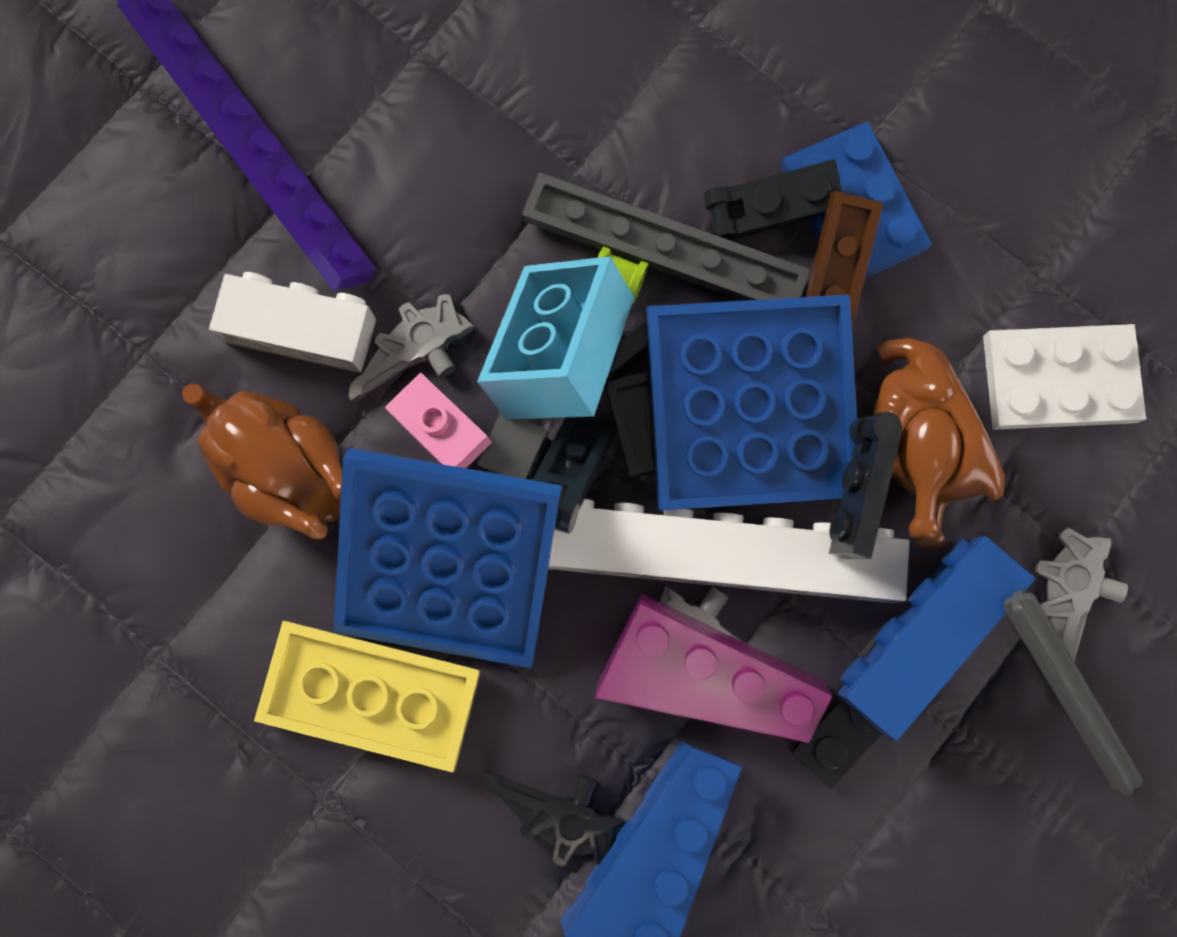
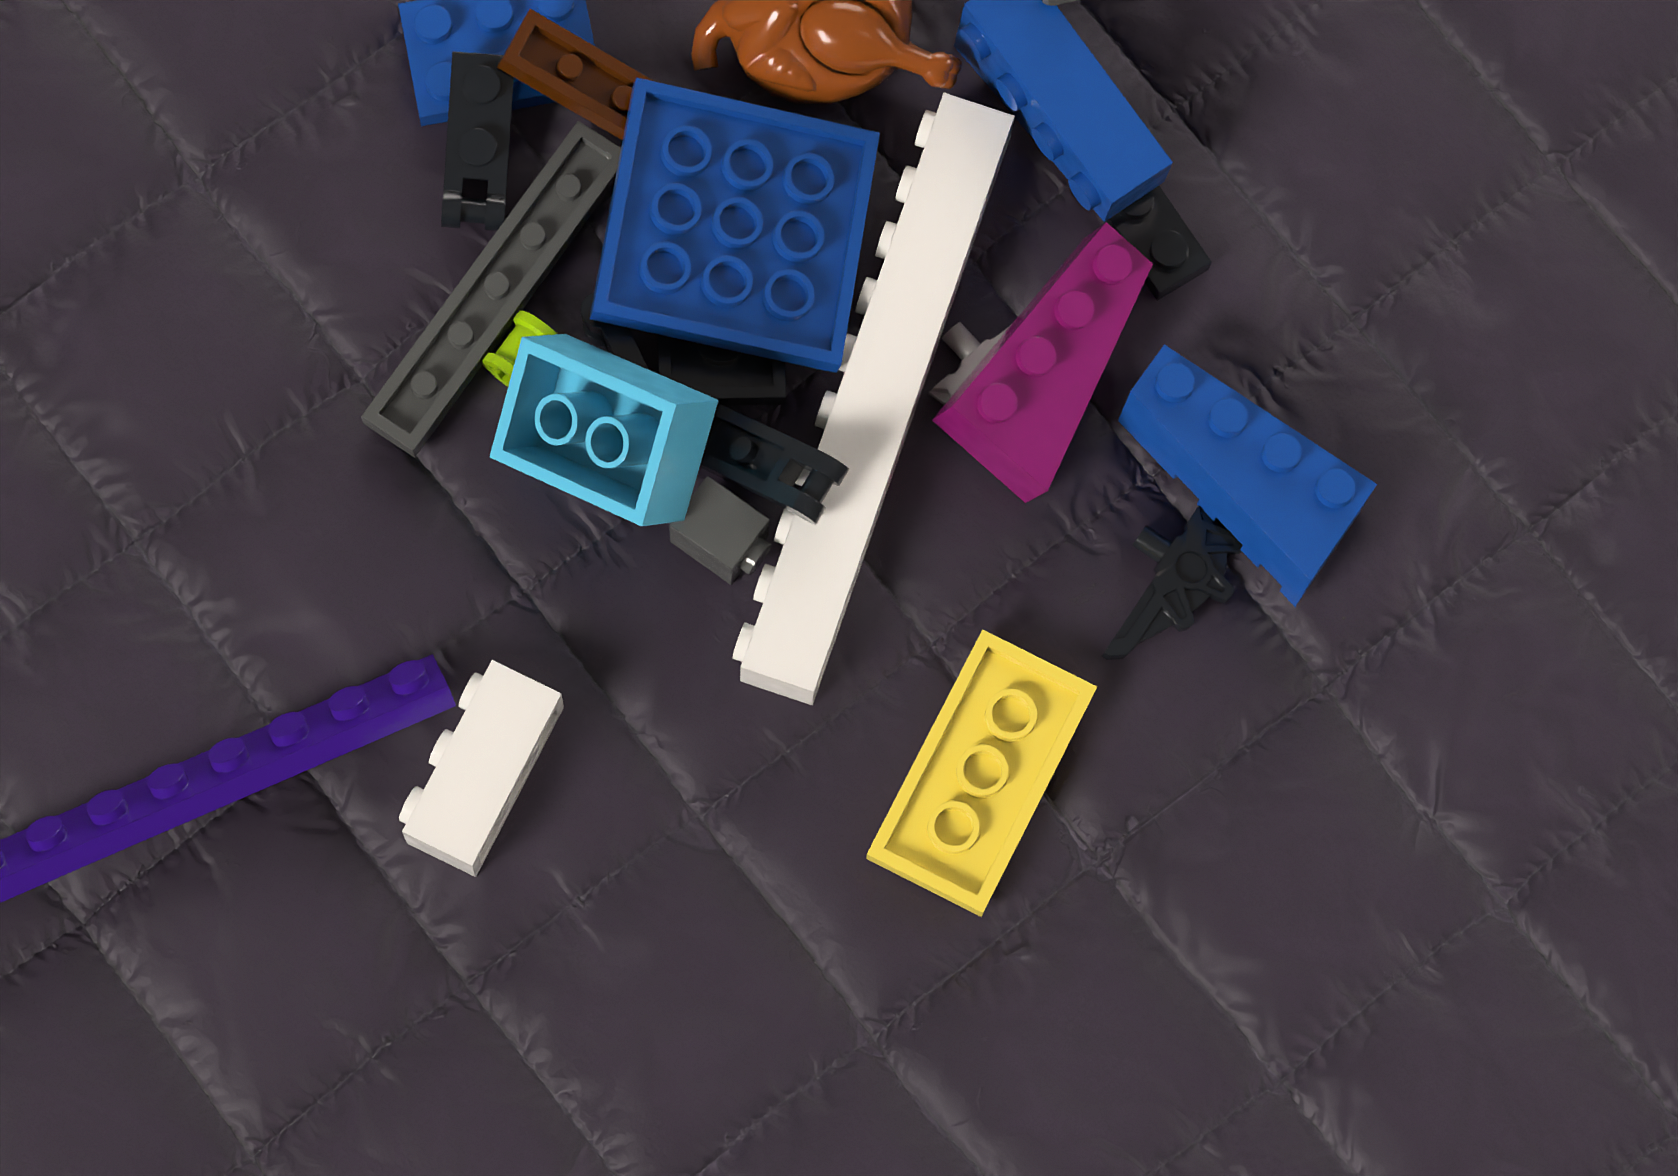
camera: 85 degrees left, 5 degrees down
(270, 459) = (668, 820): dark orange piece -> none
(417, 339) = (538, 625): light grey piece -> none
(438, 424) = (672, 606): bright pink brick -> none
(443, 556) = (844, 625): blue plate -> none
(865, 485) = (871, 120): black plate -> none

